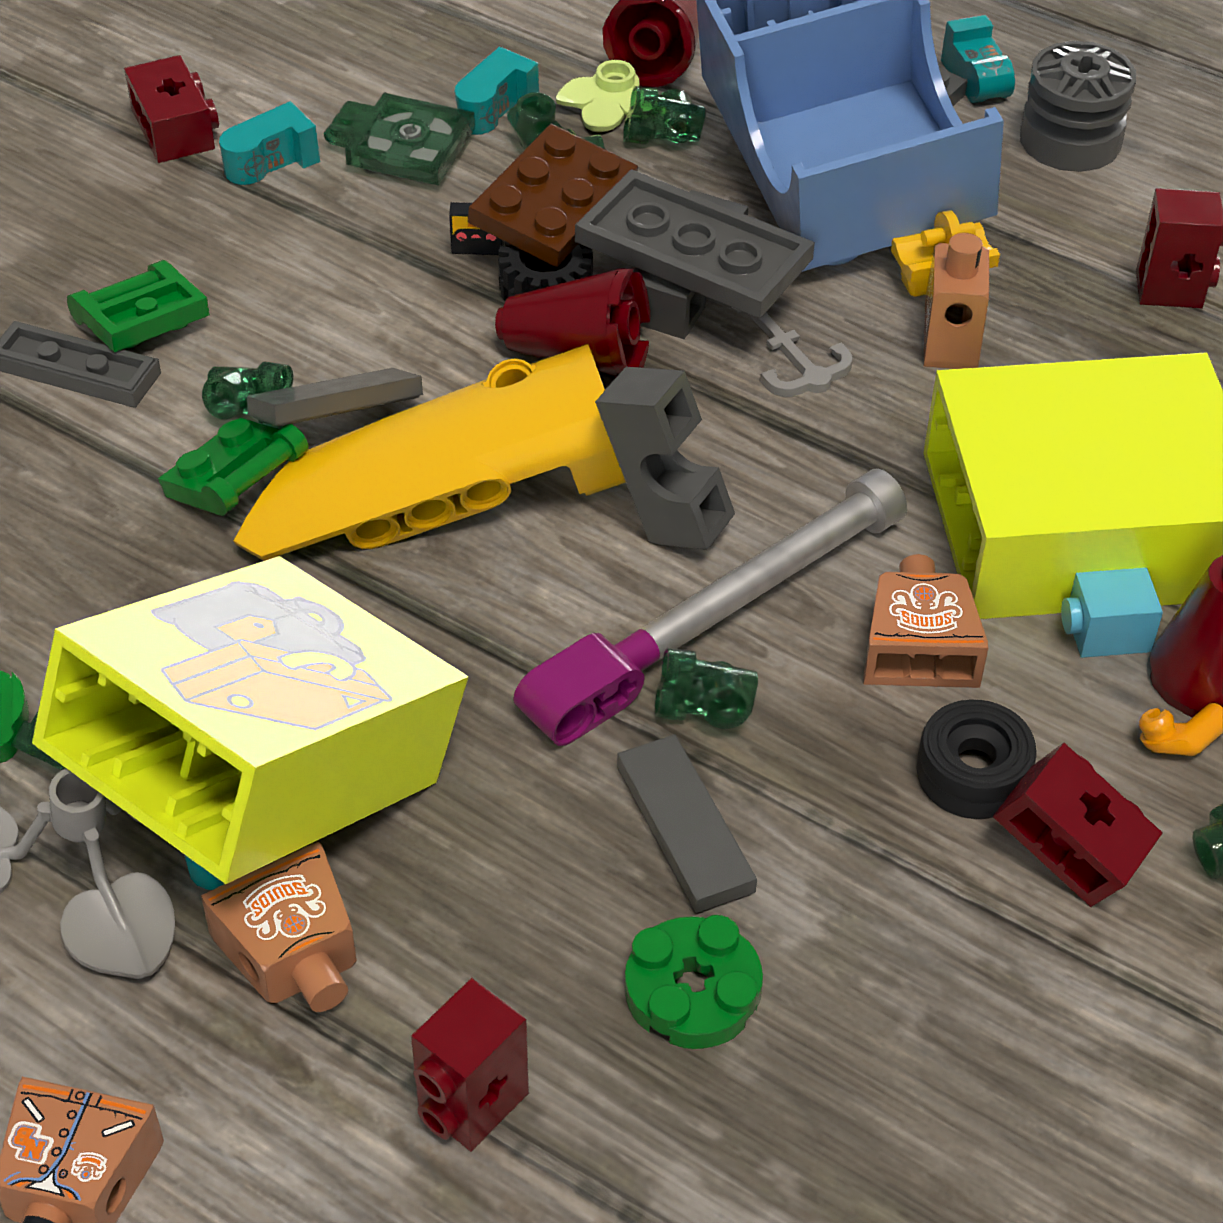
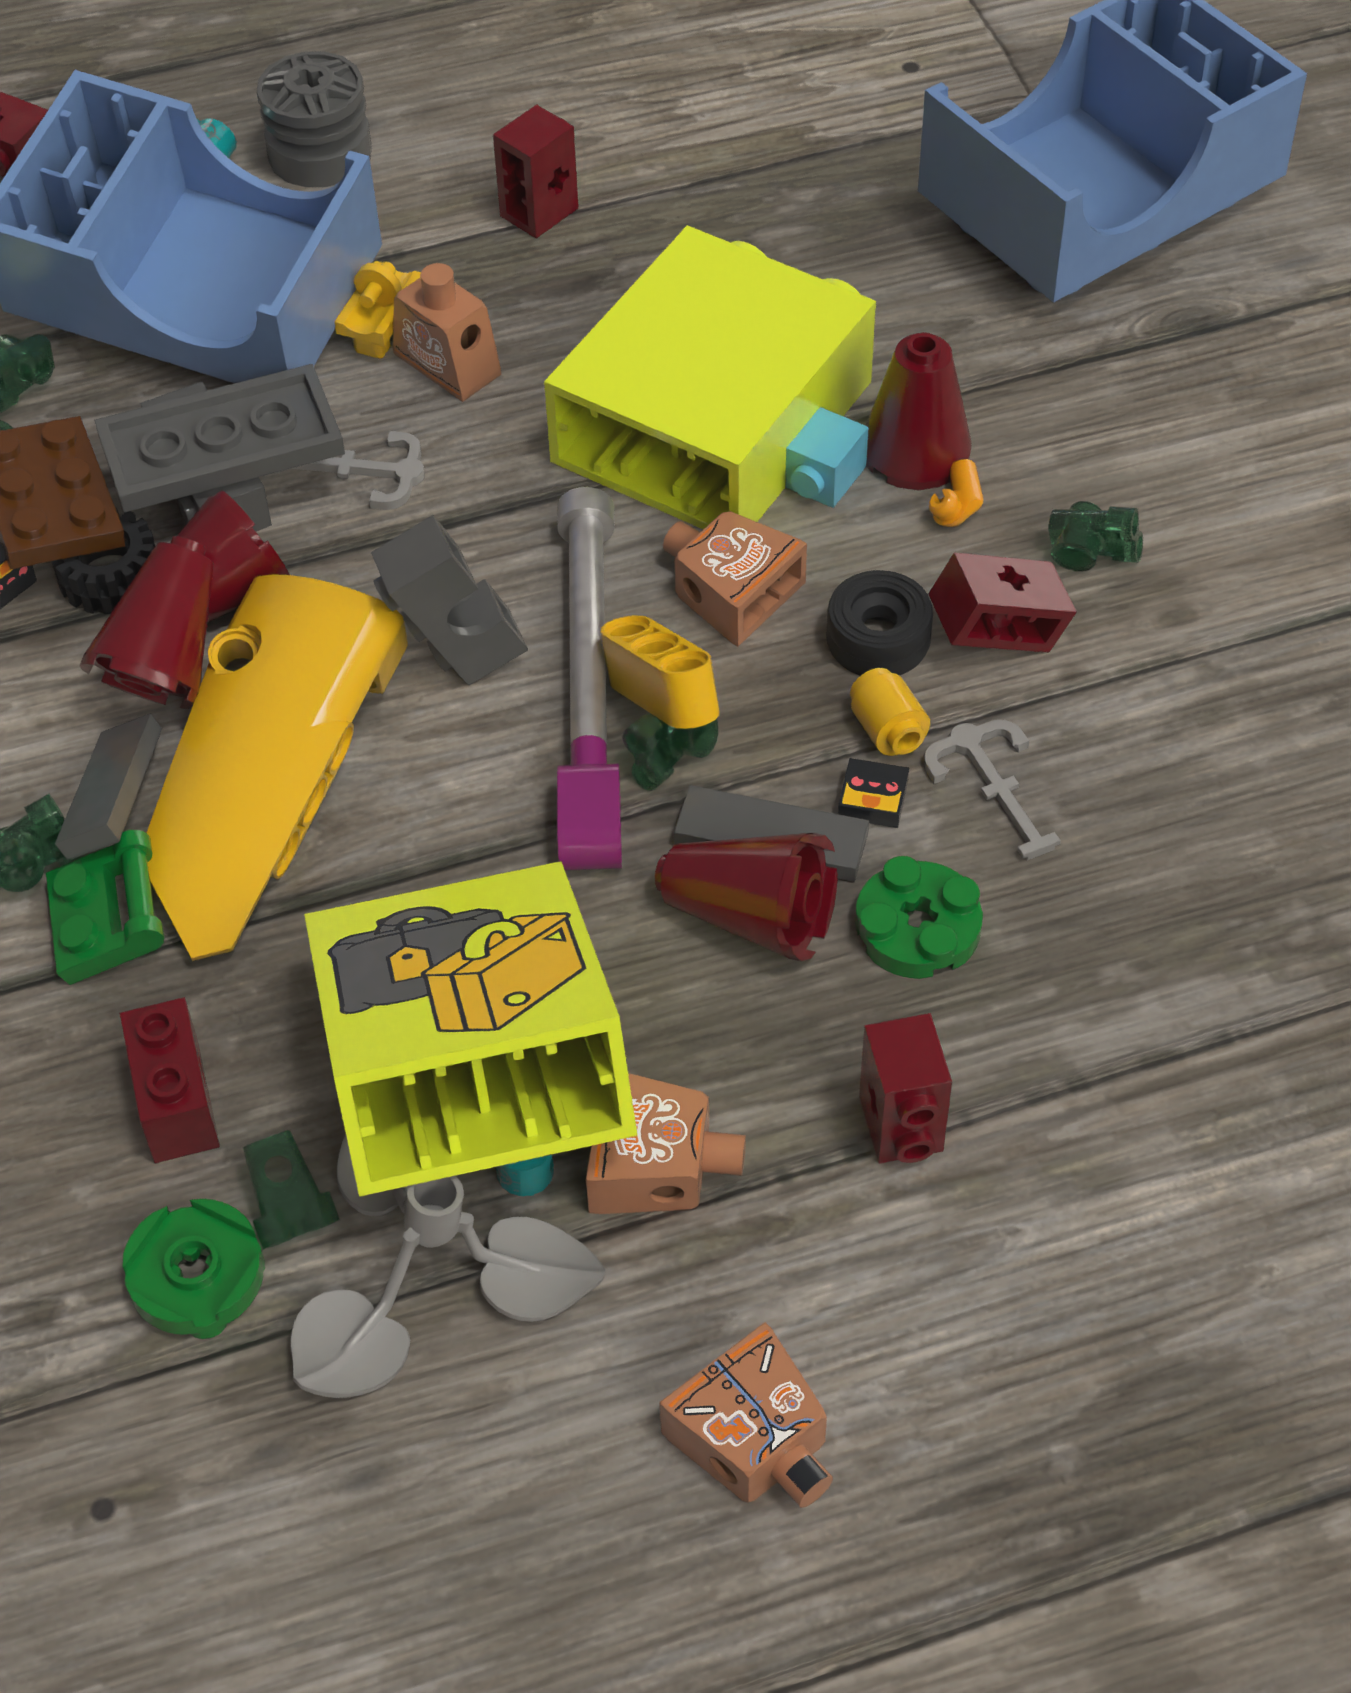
camera: 50 degrees left, 5 degrees up
(109, 575) = (169, 1080): none -> dark red brick
(484, 320) = (158, 627): none -> dark red cone
(600, 846) = (755, 888): none -> dark red cone
(746, 634) = (660, 671): none -> yellow beam
(796, 867) = (874, 792): none -> black tile
(886, 822) = (889, 712): none -> yellow brick
(924, 902) = (967, 741): none -> light grey piece

